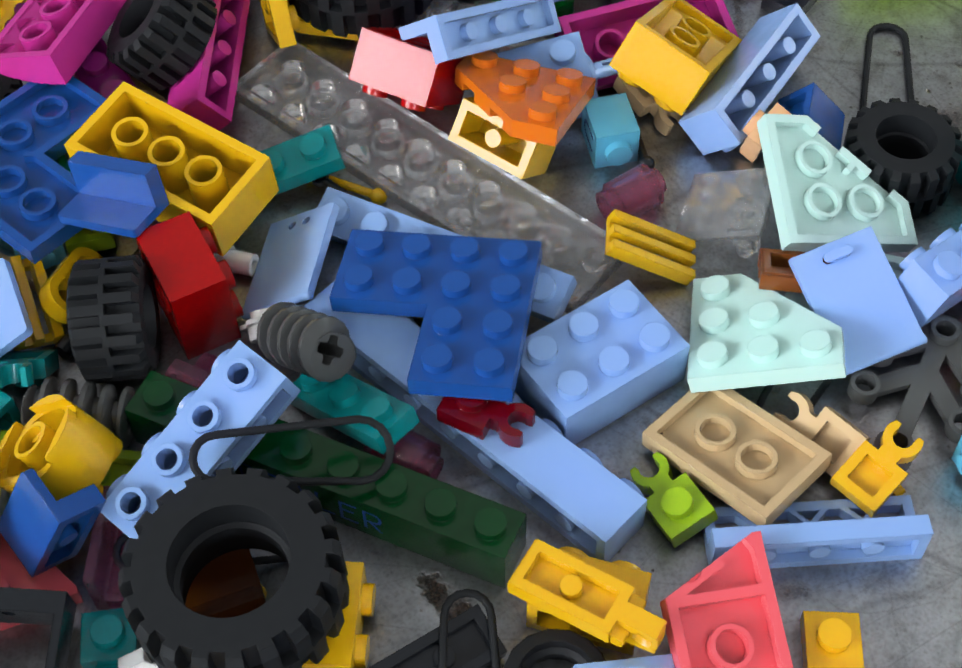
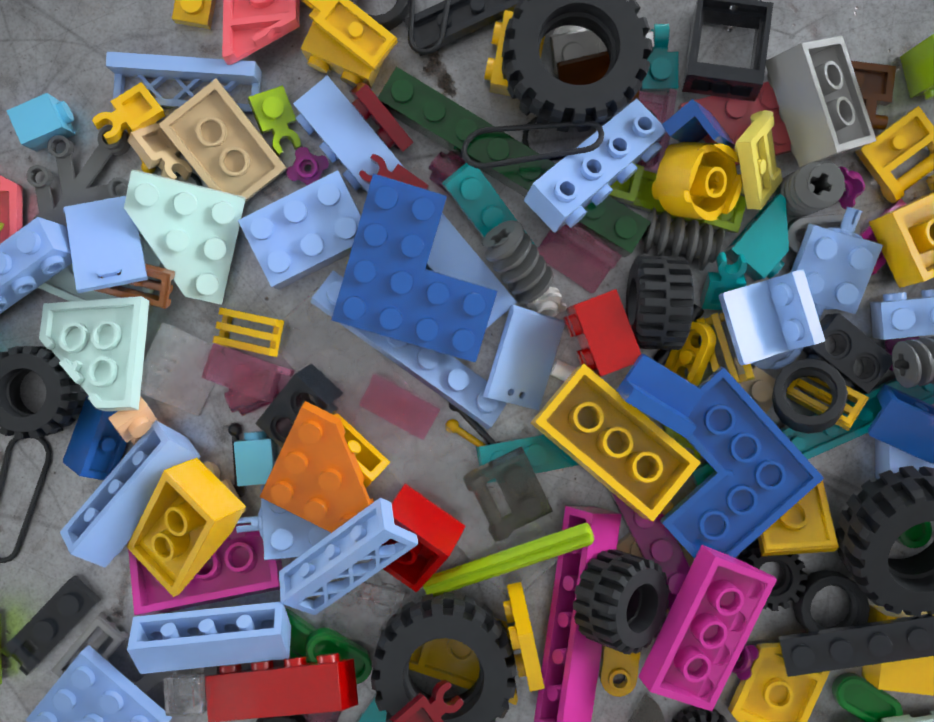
camera: 170 degrees left, 35 degrees up
(275, 62) = (510, 559): none -> lime axle
(291, 125) = (519, 488): none -> clear smoke plate
(441, 190) = (399, 406): none -> clear pink panel
(541, 505) = (370, 106): none -> dark red plate
(566, 175) = (286, 405): none -> black brick
(616, 458) = (303, 158): none -> magenta plate
(641, 192) = (244, 372): none -> clear pink panel

